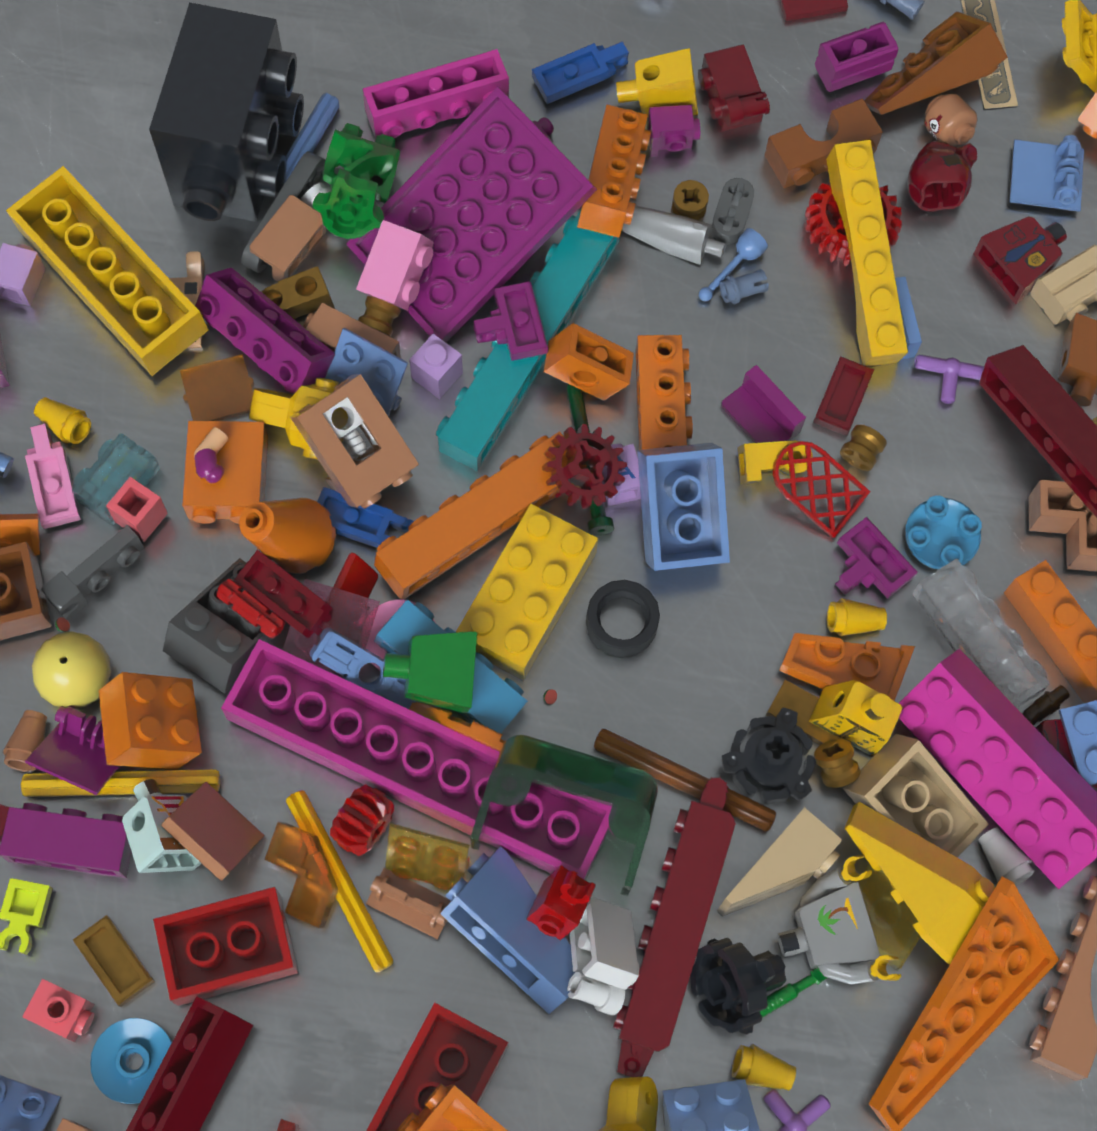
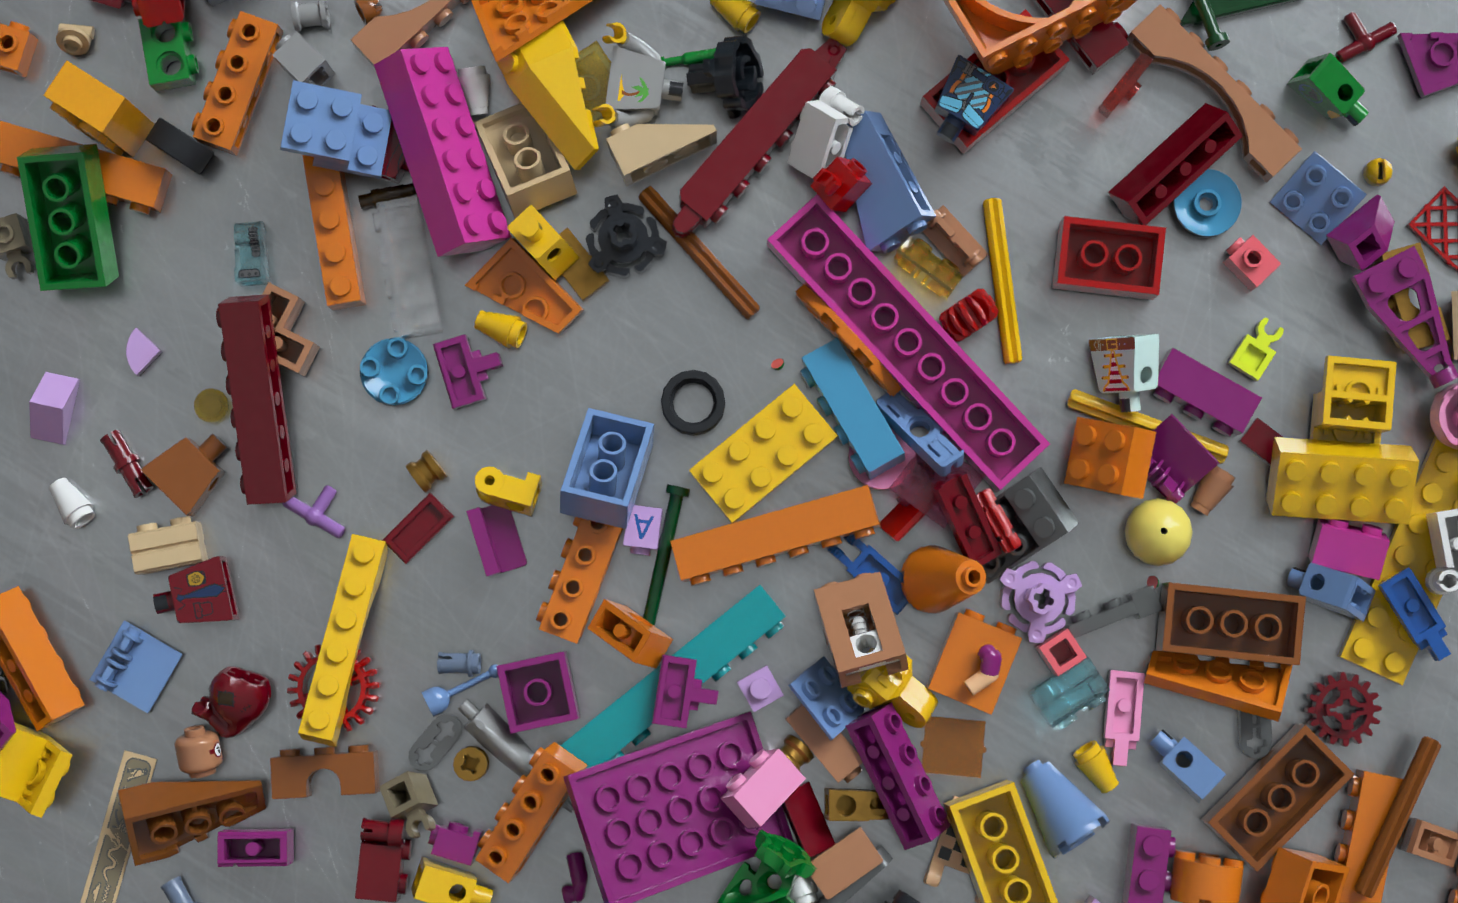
camera: 155 degrees left, 15 degrees up
(84, 360) = (1060, 808): none -> medium blue cone
(113, 961) = (1197, 288): pearl gold tile -> none
(179, 557) = (1027, 607): none -> lavender piece
(212, 830) = (1089, 350): nougat tile -> none
(315, 884) = (1023, 306): clear orange tile -> none
(338, 266) = (808, 821): none -> dark red slope
(437, 669) = (867, 401): green torso -> none
(452, 1051) = (969, 99): none -> torso
(531, 760) = (793, 269): clear green windscreen -> none
(580, 452) = (689, 534): dark red gear -> none
(655, 281) = (538, 692): none -> magenta brick
(733, 145) = (408, 799): none -> dark tan brick
(837, 763) = (573, 213): pearl gold wheel -> none
(848, 512) = (465, 470): red window -> none
(909, 320) = (333, 575): medium blue tile -> none

